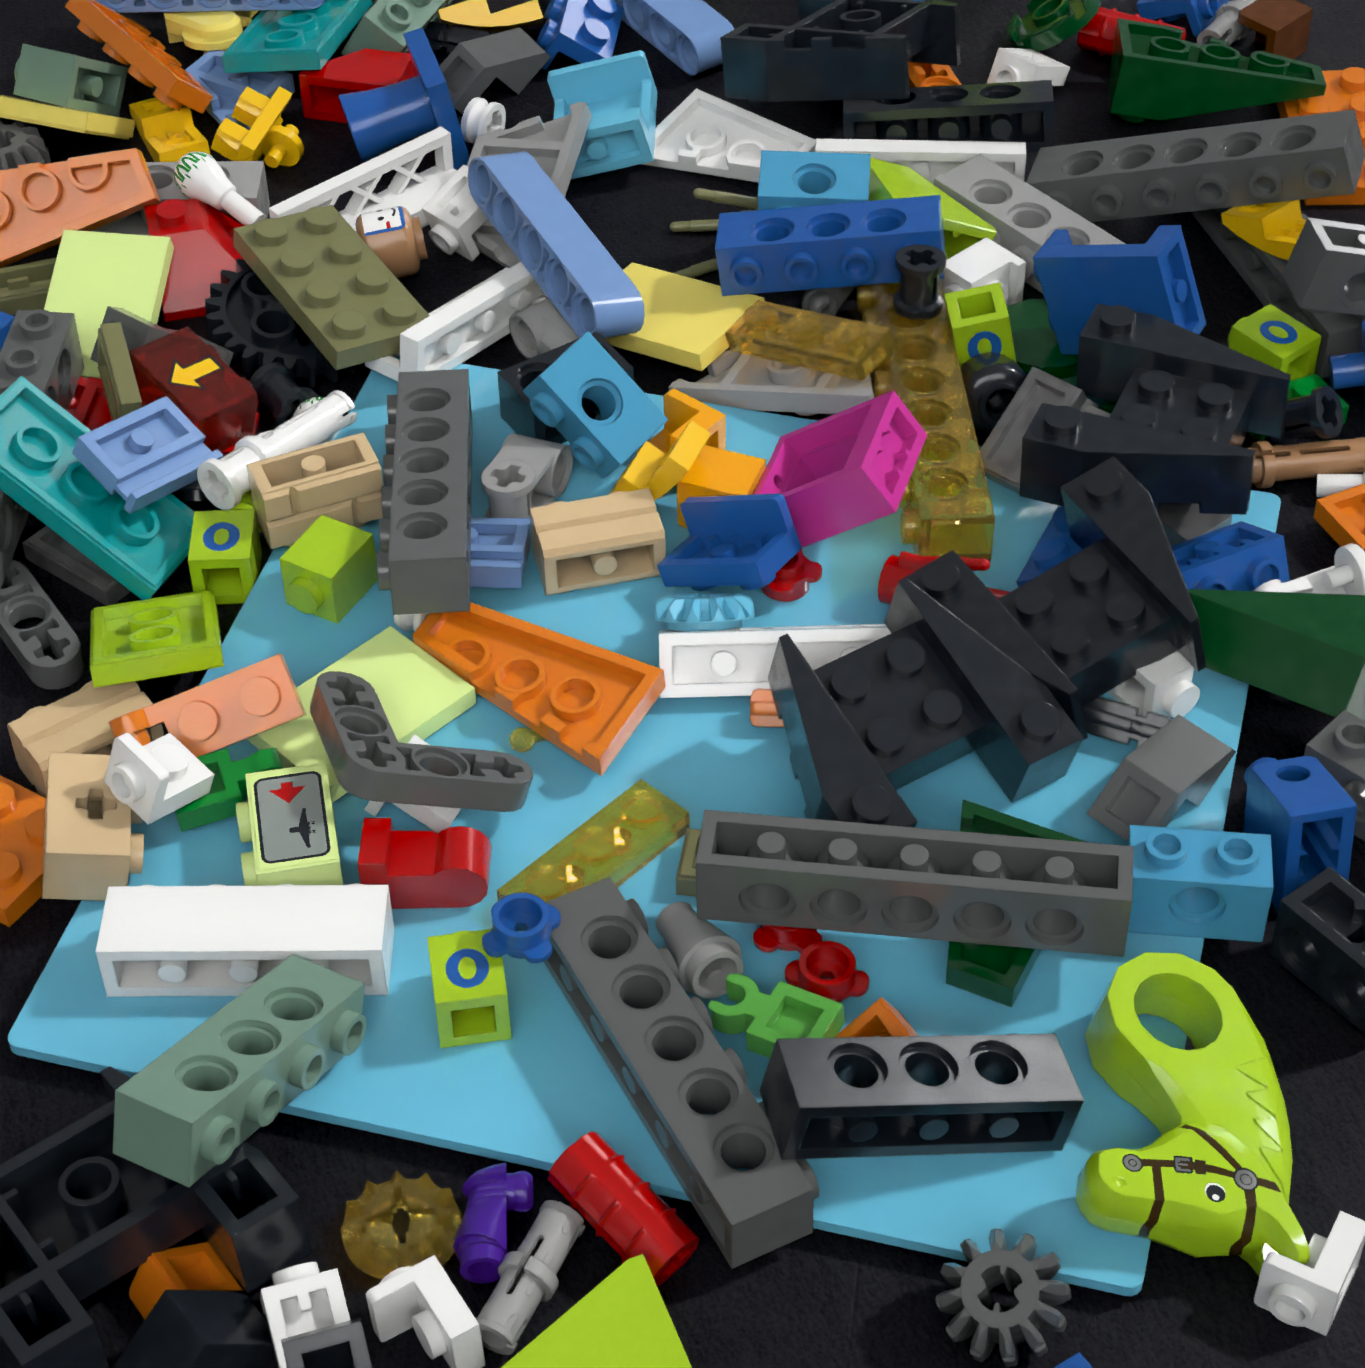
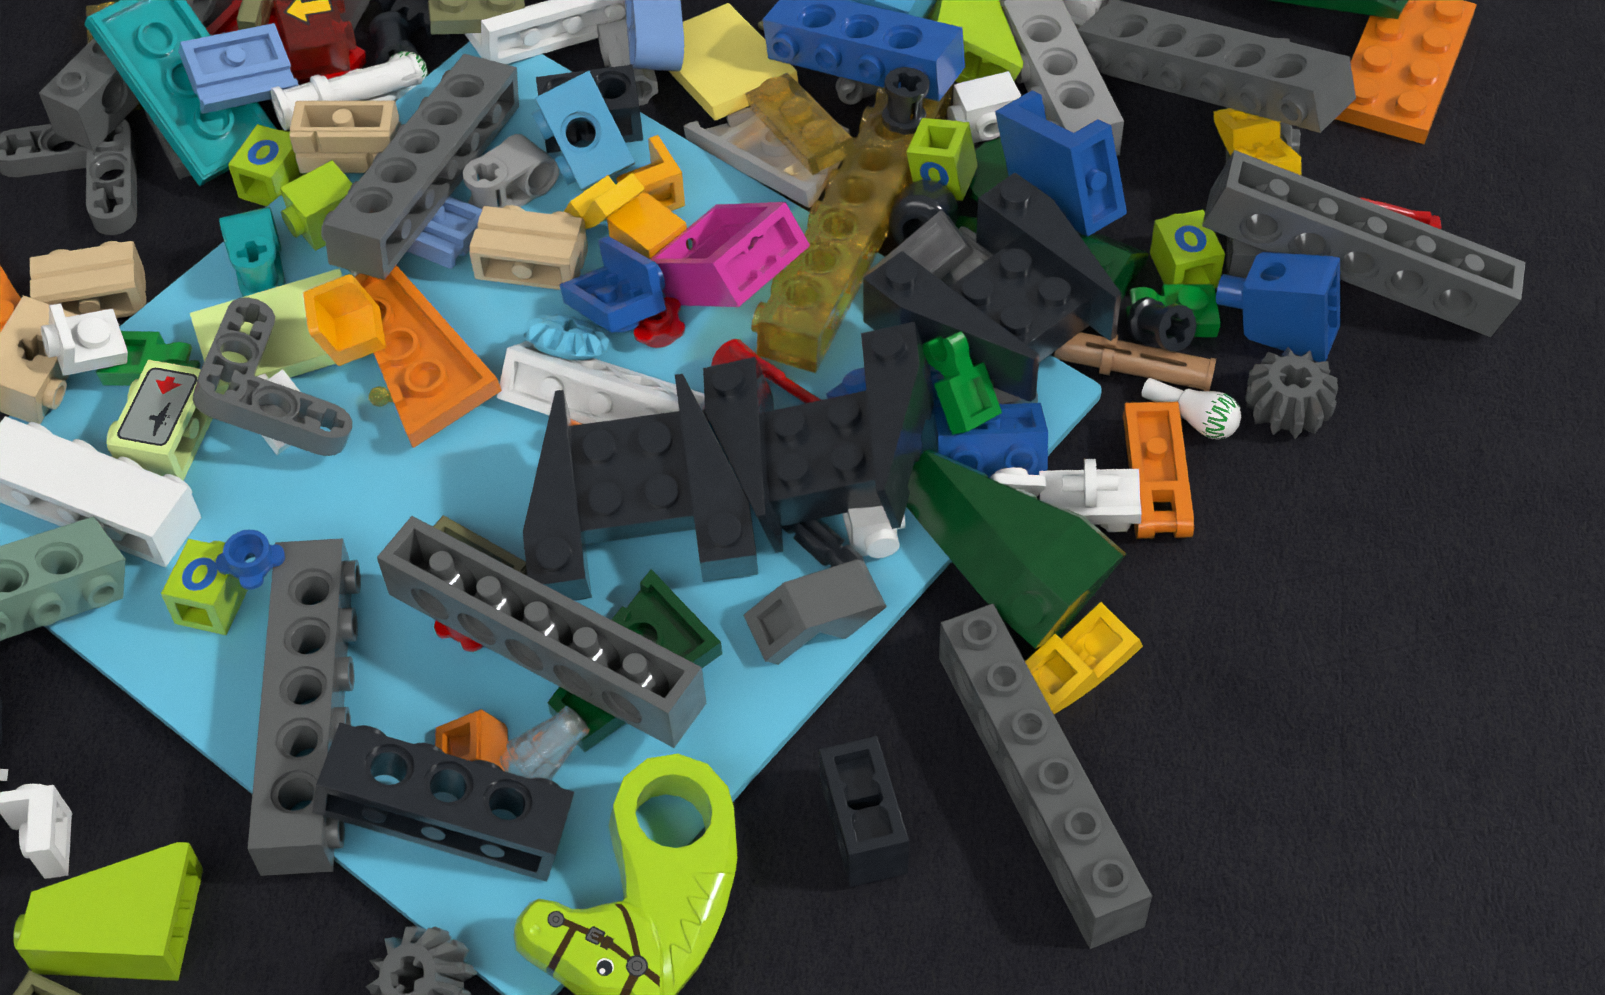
camera: 25 degrees right, 10 degrees up
(154, 638) = (170, 221): lime tile -> none
(221, 709) = (165, 300): orange plate -> none
(271, 626) = (254, 250): none -> teal piece
(369, 1232) = (79, 767): clear yellow gear -> none
(425, 866) = (235, 475): red leg -> none
(454, 662) = (344, 319): none -> light orange panel
(483, 1229) = (123, 772): dark purple arm -> none
(528, 1276) = (124, 823): light grey pin -> none
(609, 844) = (372, 510): clear yellow plate -> none
(622, 1206) = (210, 800): red axle -> none
(699, 950) = (383, 624): light grey cone -> none
(781, 1015) = (406, 701): bright green plate -> none
(827, 961) = (465, 661): red plate -> none
(983, 1001) = (545, 746): none -> clear cone
(1182, 514) = (966, 387): none -> green plate
(1200, 883) = (777, 706): dark azure brick -> none
(1305, 817) = (897, 668): blue torso -> none

